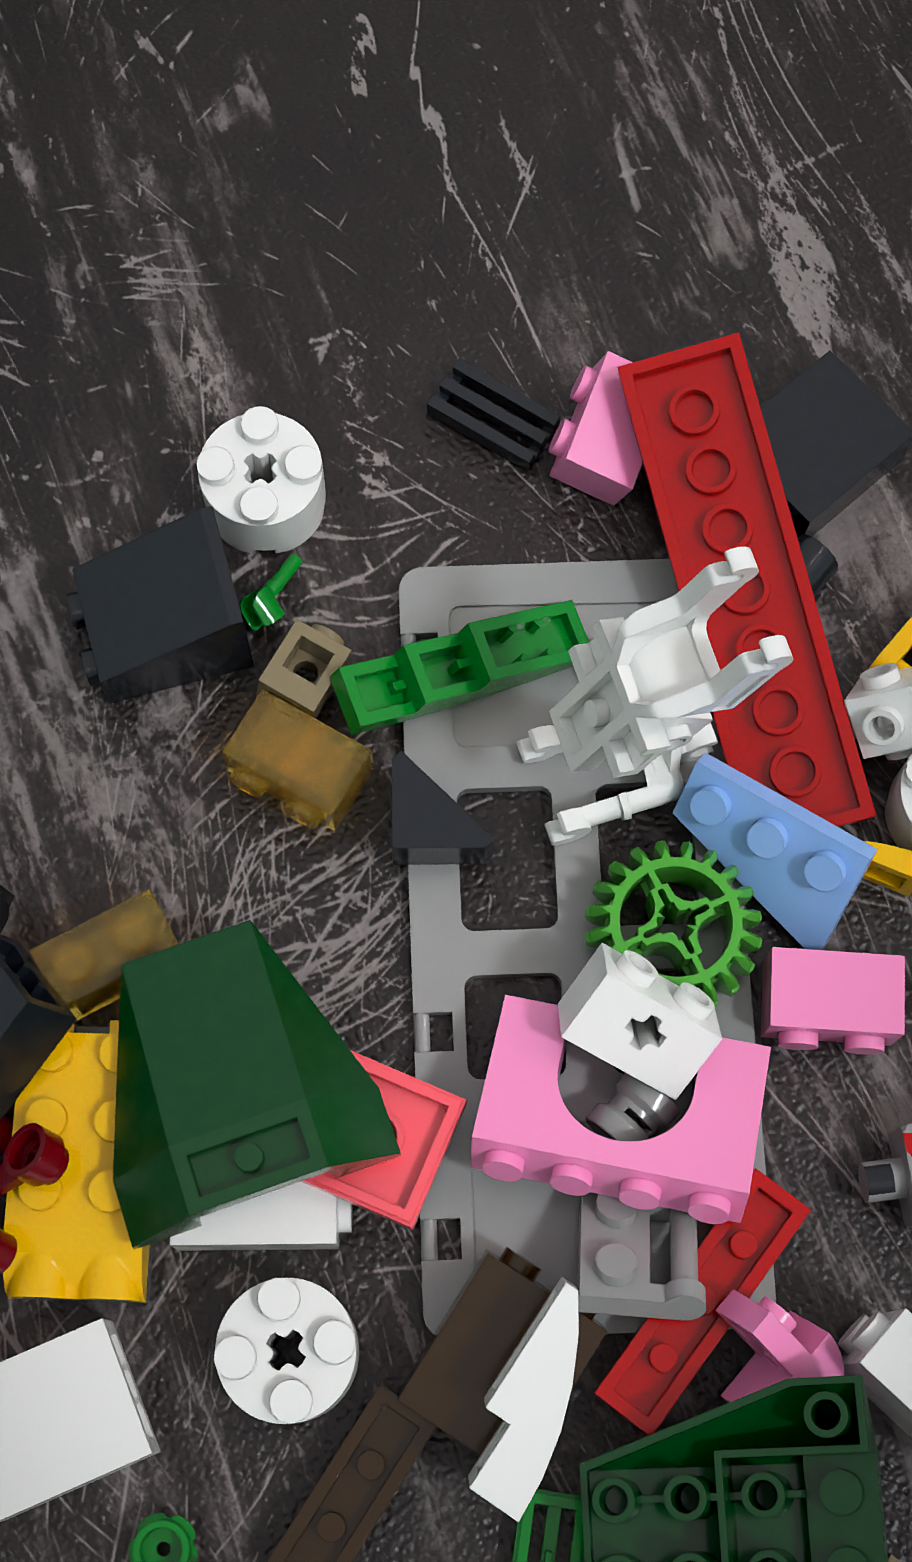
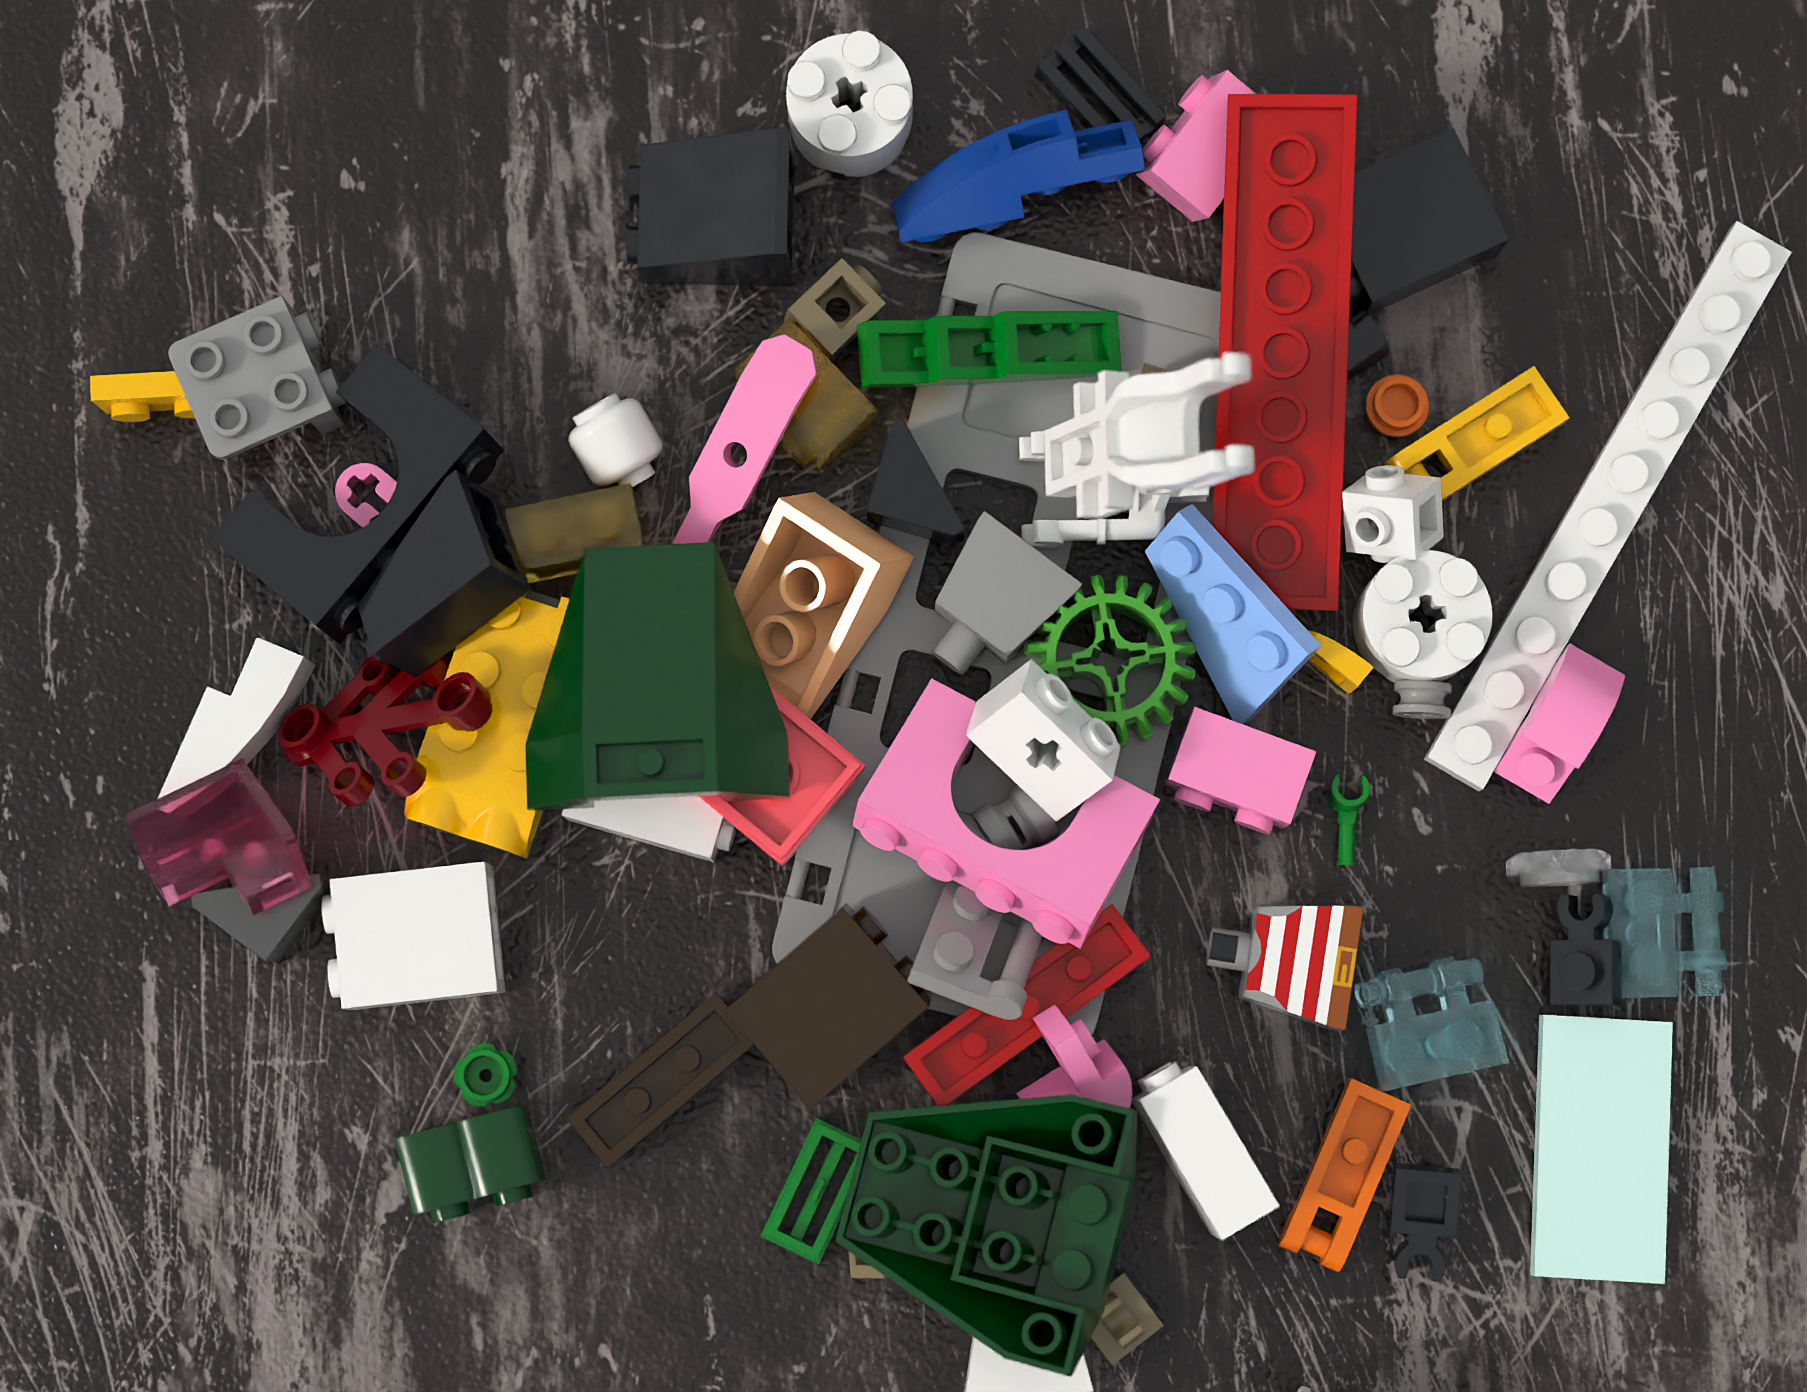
camera: 20 degrees right, 10 degrees up
(123, 856) = (615, 441): none -> white head
(247, 1357) = (604, 933): white brick -> none
(257, 791) = (756, 419): none -> bright pink piece
(261, 605) = (813, 227): green hand -> none
(365, 946) = (815, 594): none -> light nougat slope
(414, 511) = (986, 178): none -> blue slope
(532, 1402) = (839, 1049): white slope -> none
(545, 896) = (998, 596): none -> light grey torso
(860, 615) = (1397, 406): none -> orange plate

